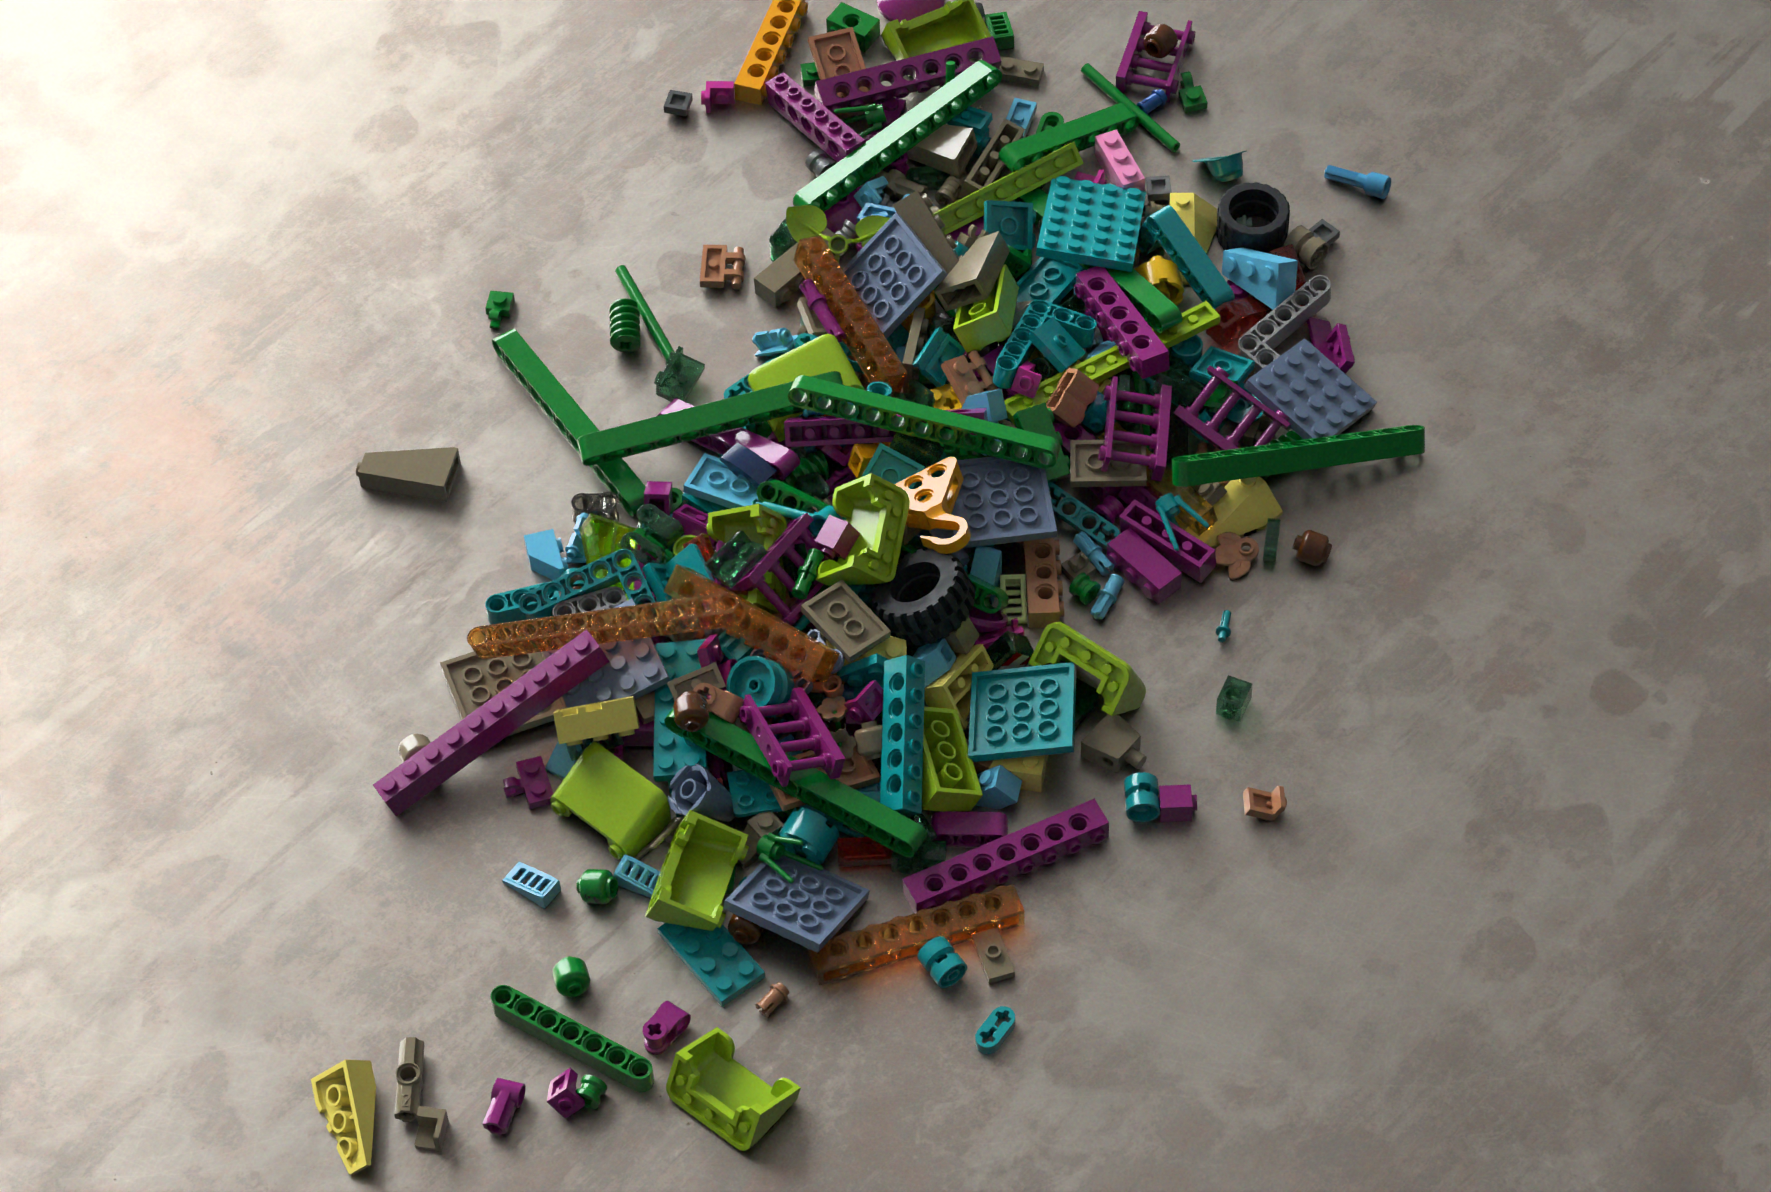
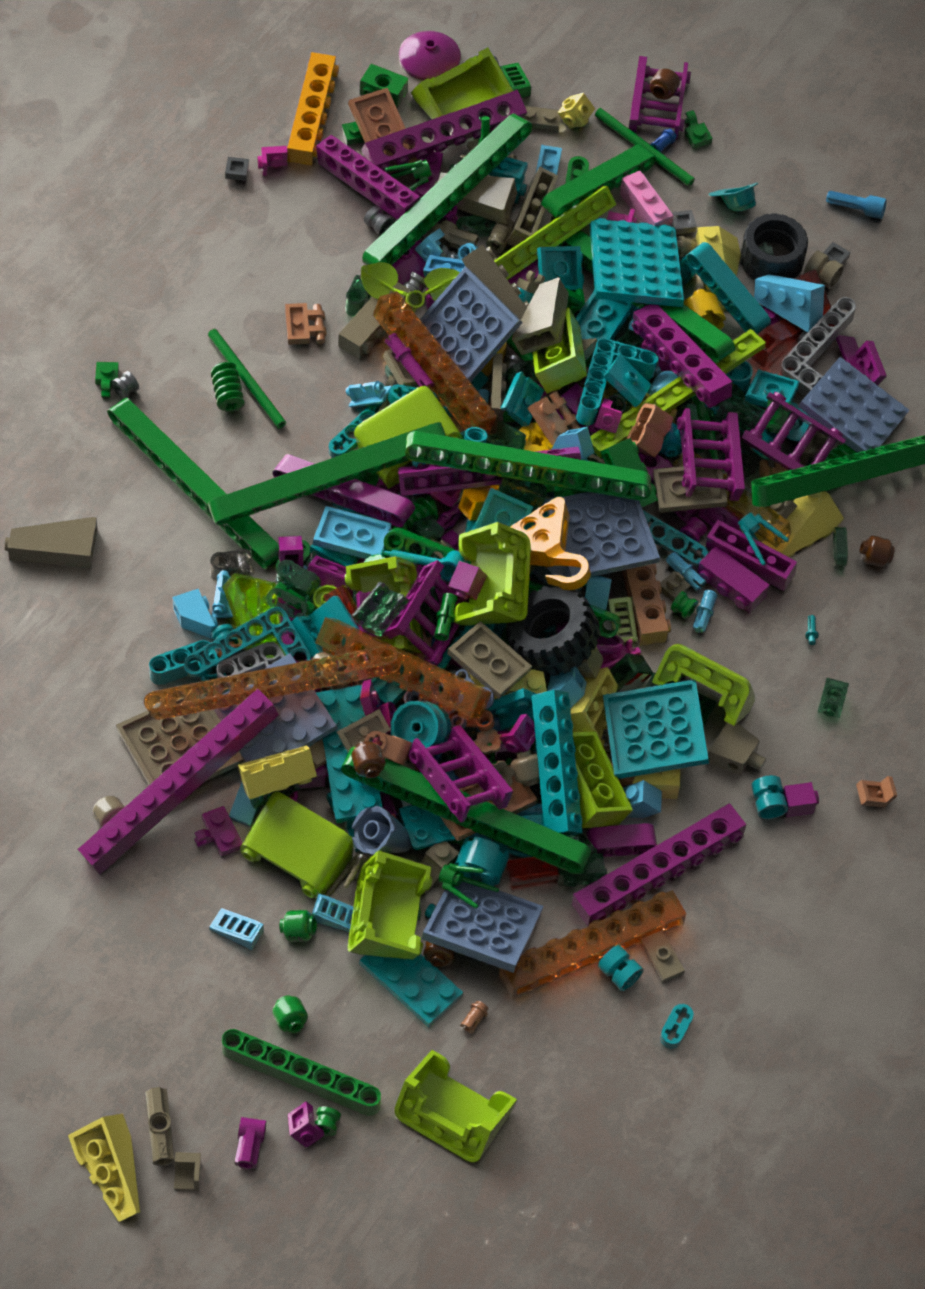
camera: 15 degrees left, 5 degrees up
(516, 316) = (125, 385): none -> flat silver wheel
(664, 1027) = (382, 1053): magenta piece -> none
(678, 377) = (286, 433): clear green bracket -> none
(749, 464) = (373, 516): dark blue slope -> none
(1059, 64) = (576, 111): none -> light yellow brick
(1232, 555) = (808, 562): nougat plate -> none

